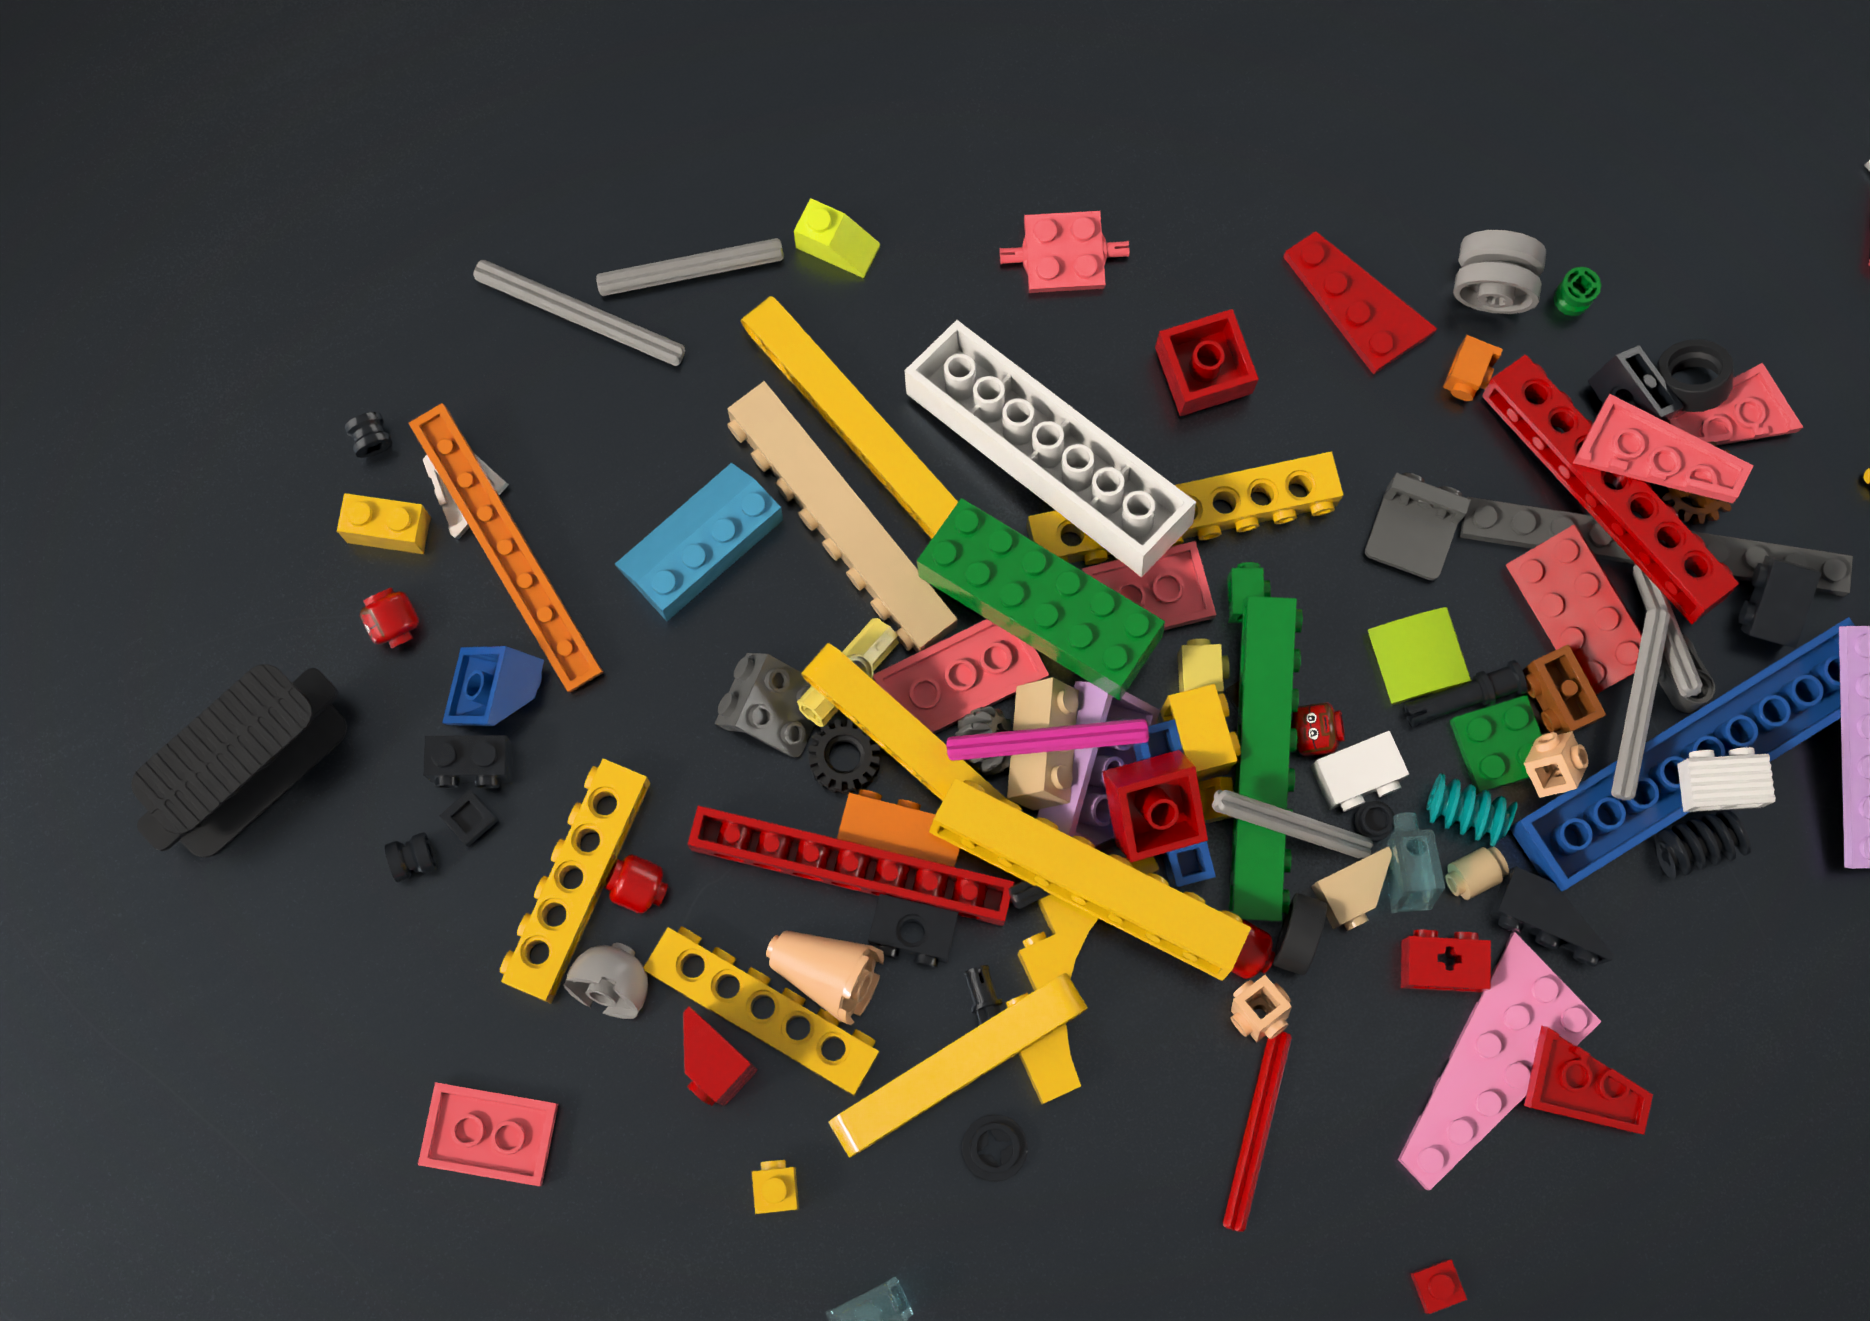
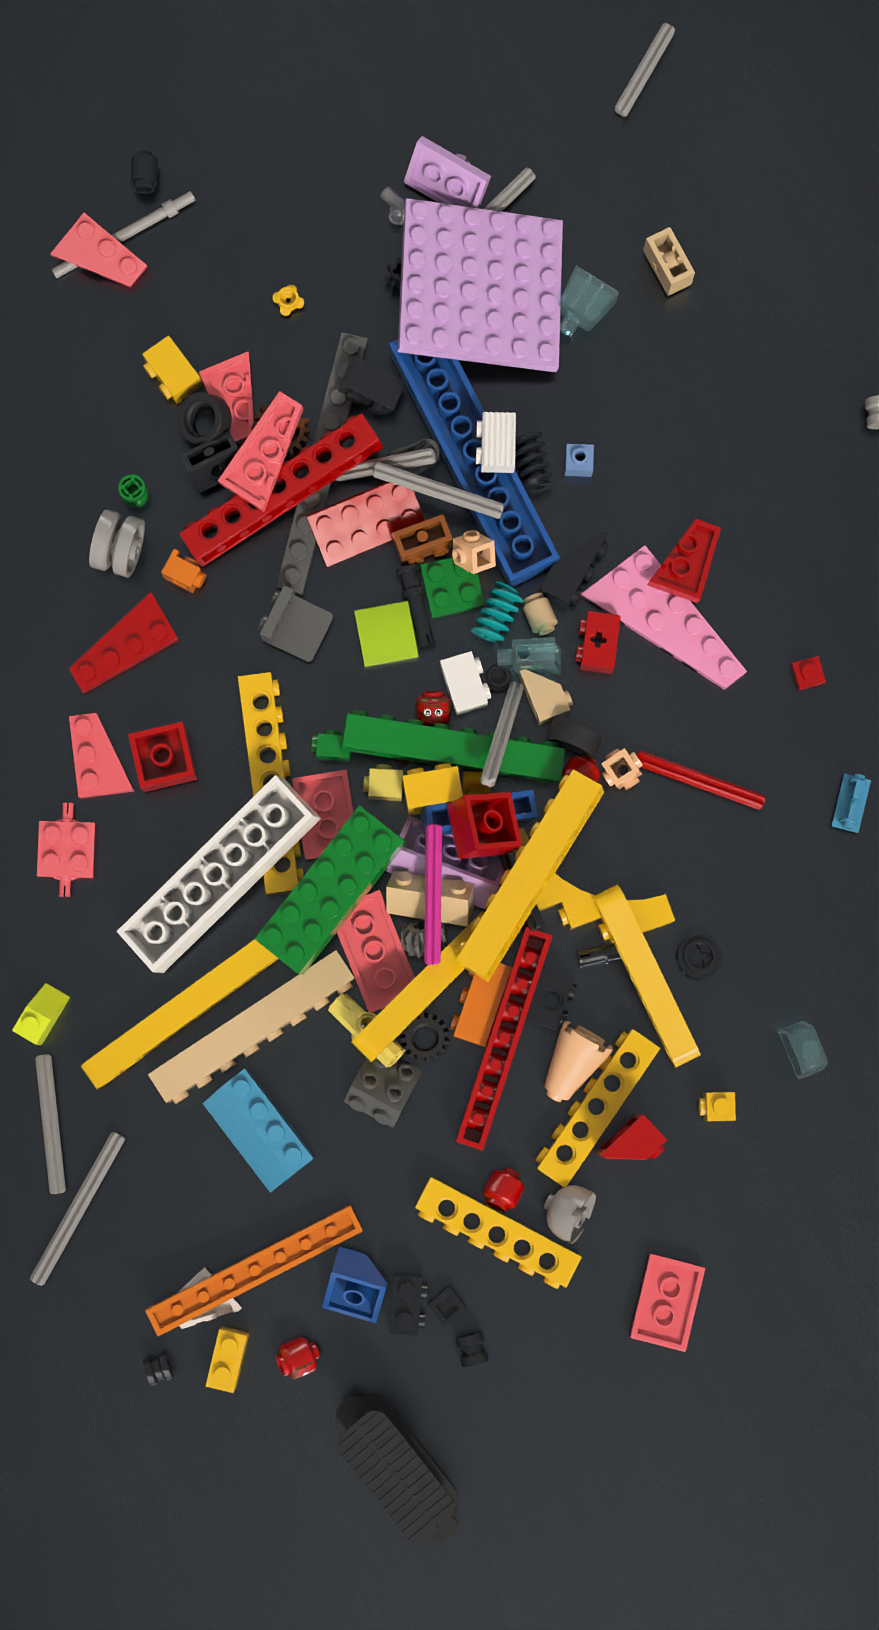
camera: 85 degrees left, 5 degrees up
(1191, 278) = (95, 759): none -> coral wing
(1704, 917) = (579, 468): none -> medium blue plate
(1759, 326) = (172, 370): none -> yellow brick

